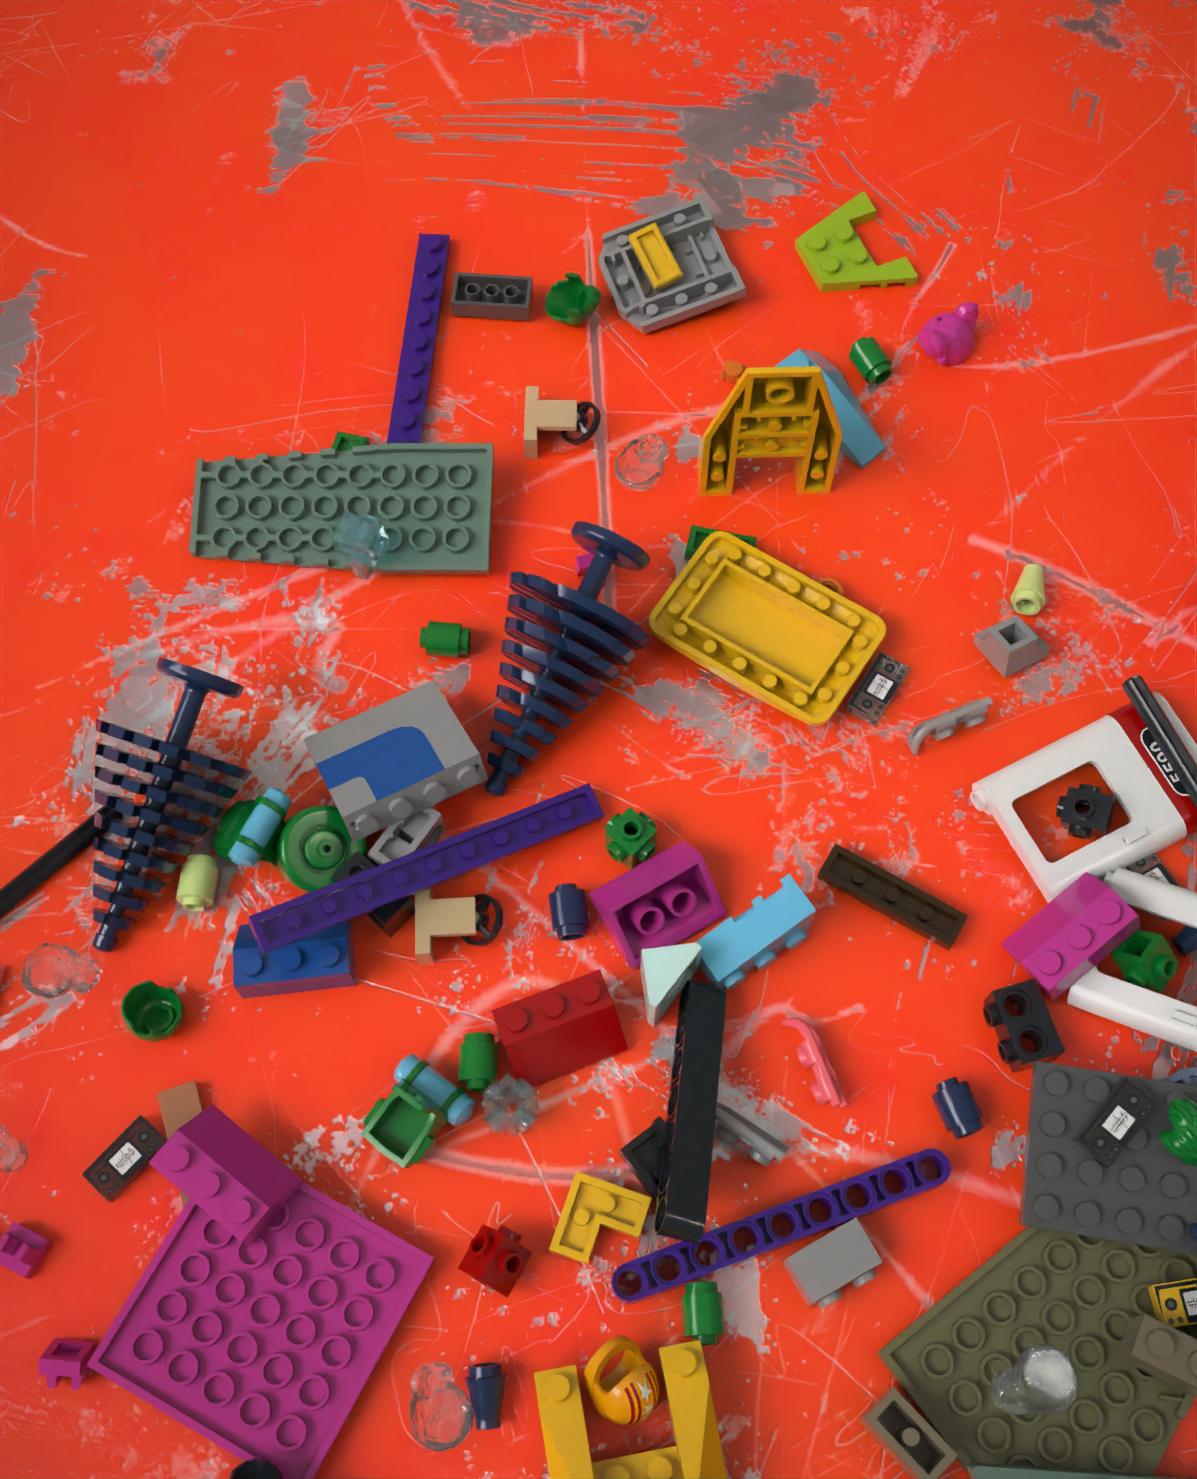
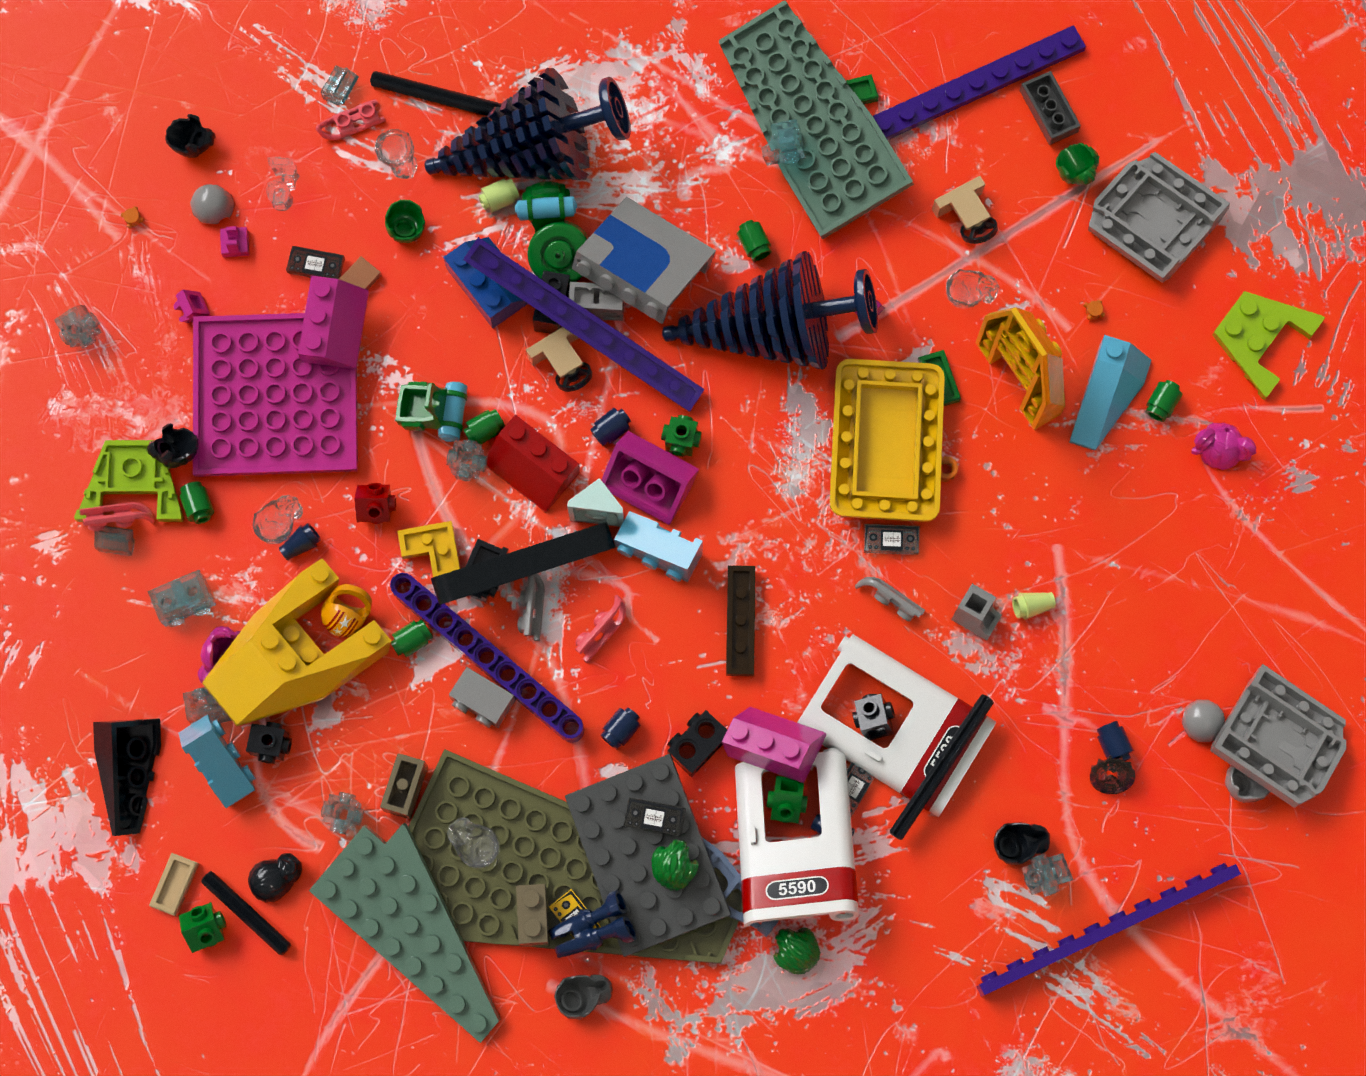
camera: 60 degrees right, 10 degrees up
(655, 257) = (1154, 200): yellow tile -> none

